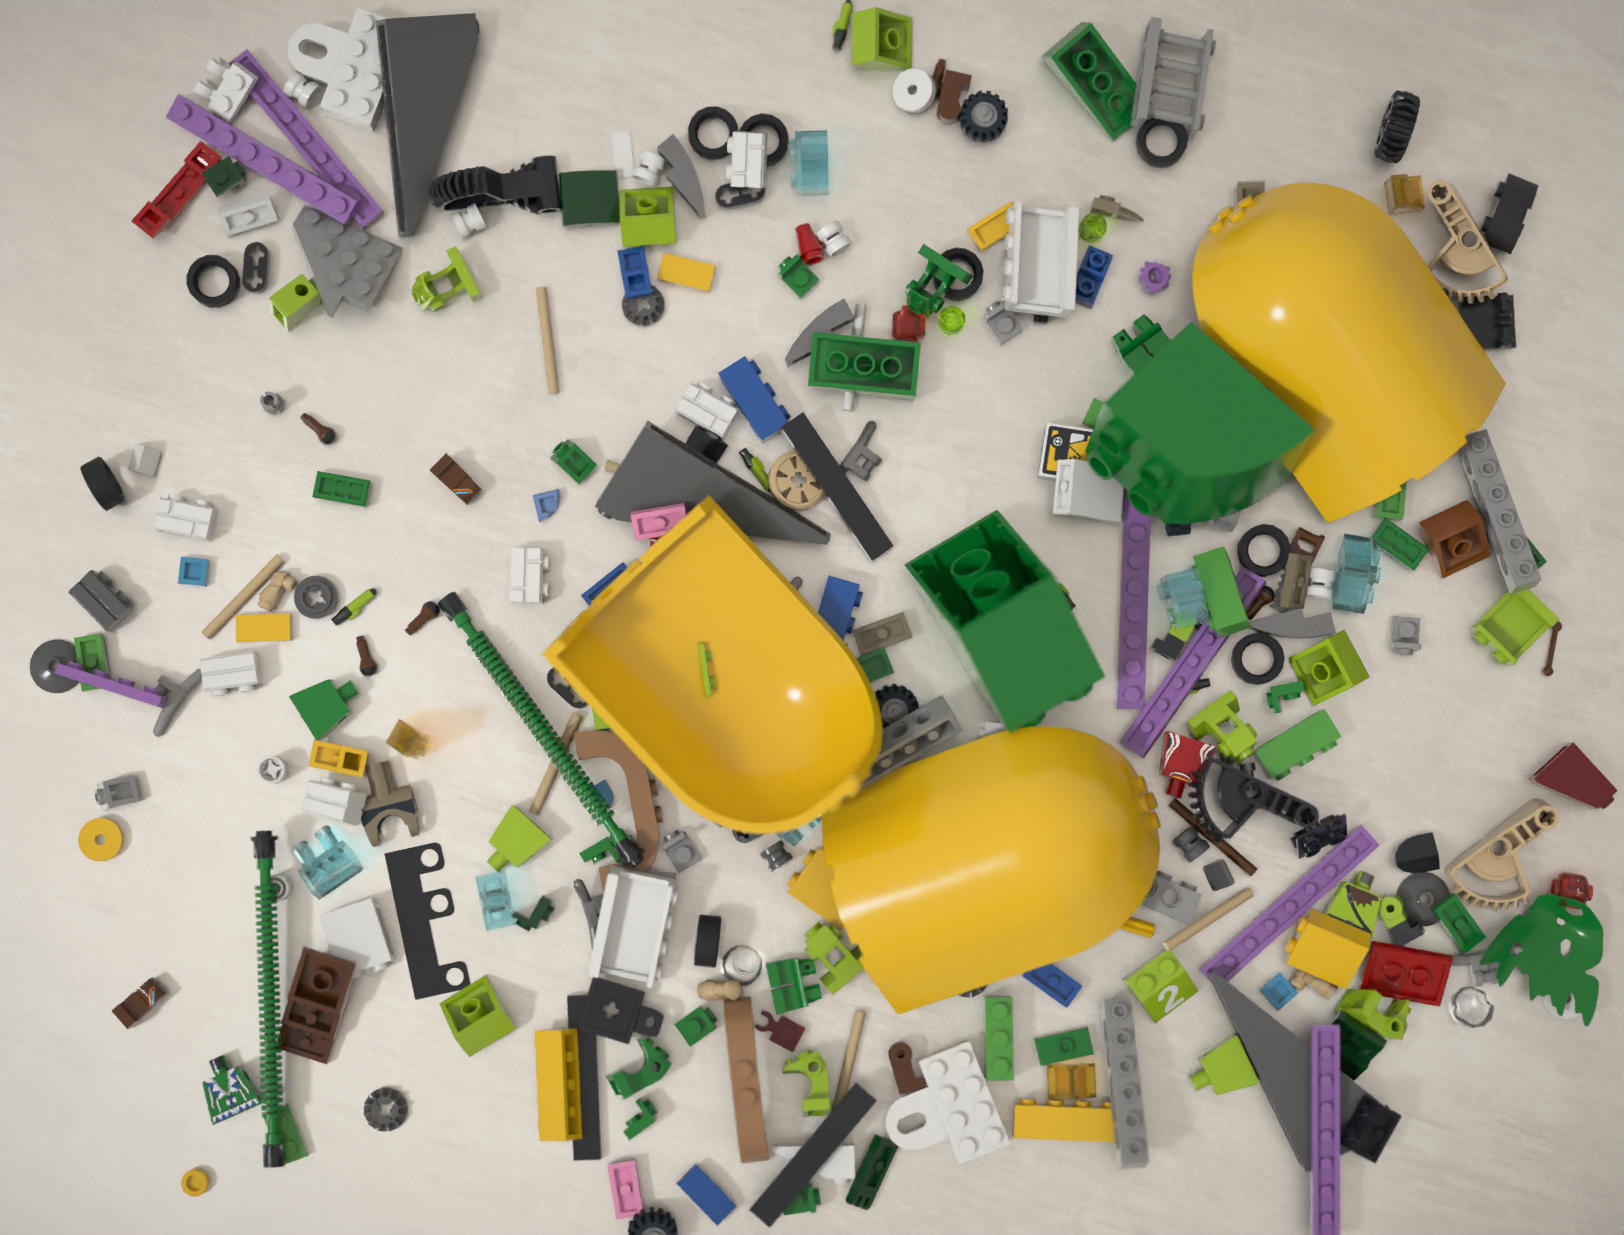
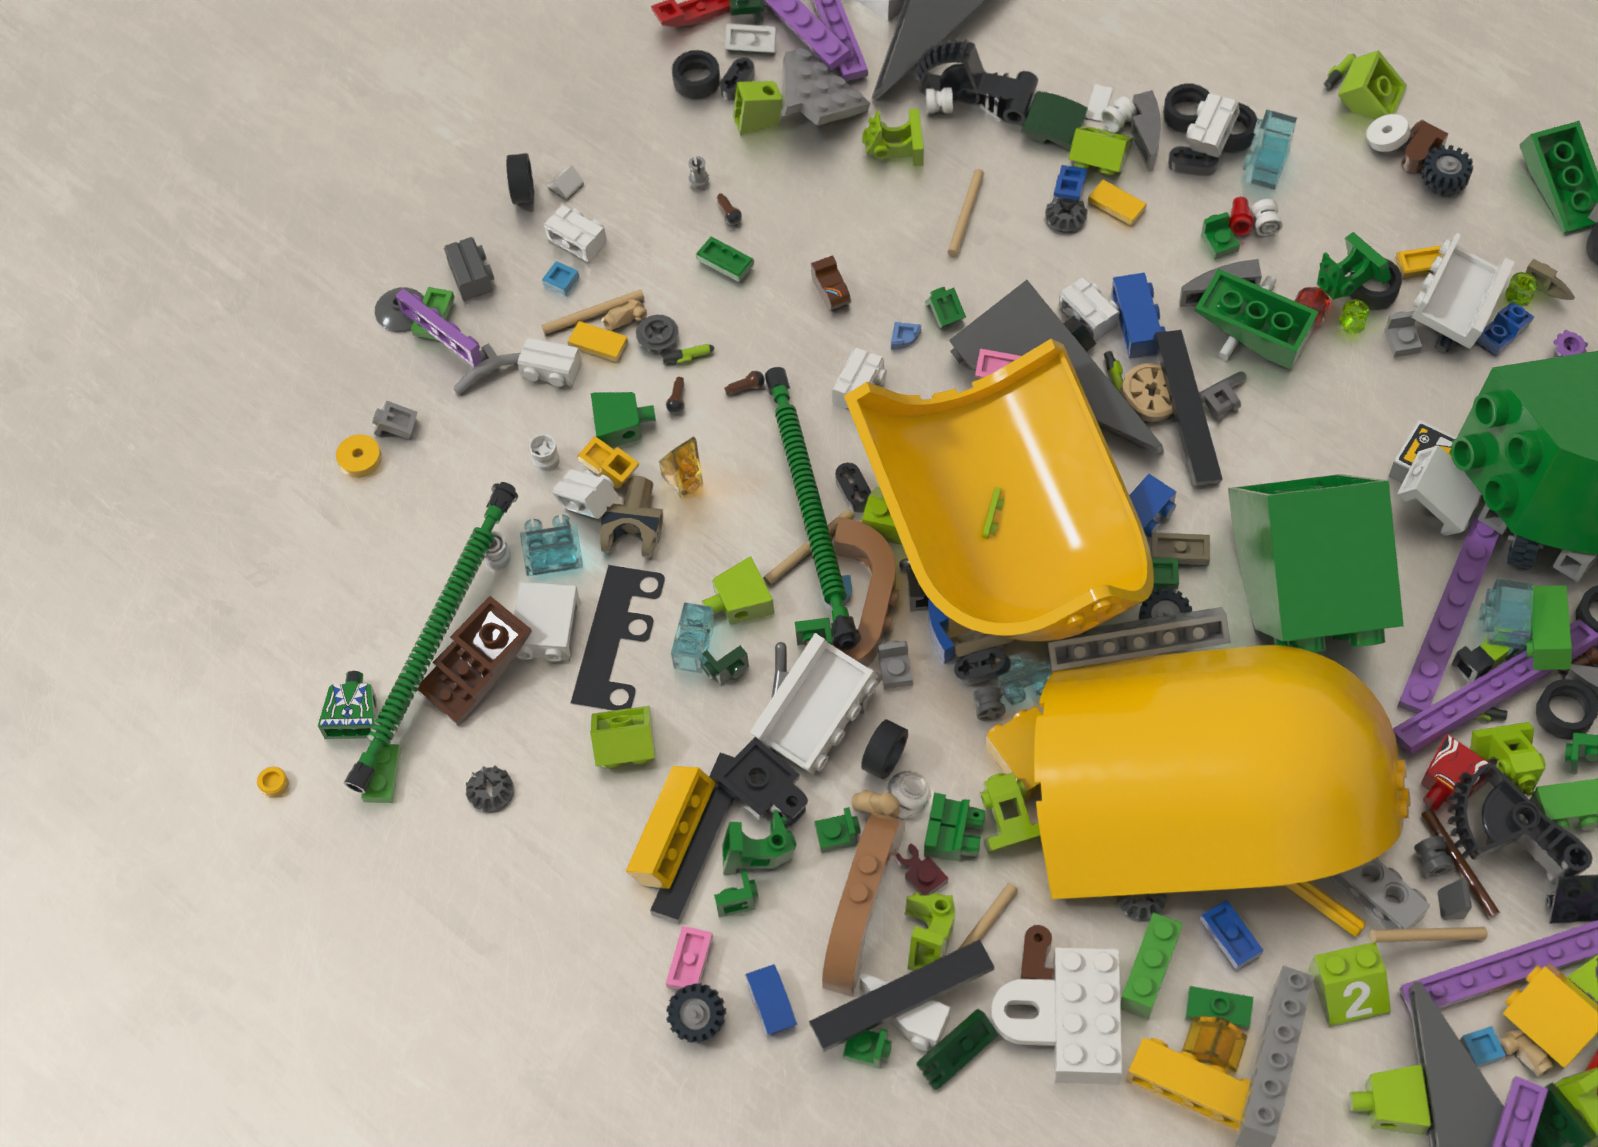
camera: 30 degrees right, 25 degrees down
(139, 1003) = (313, 600): reddish brown leg -> none

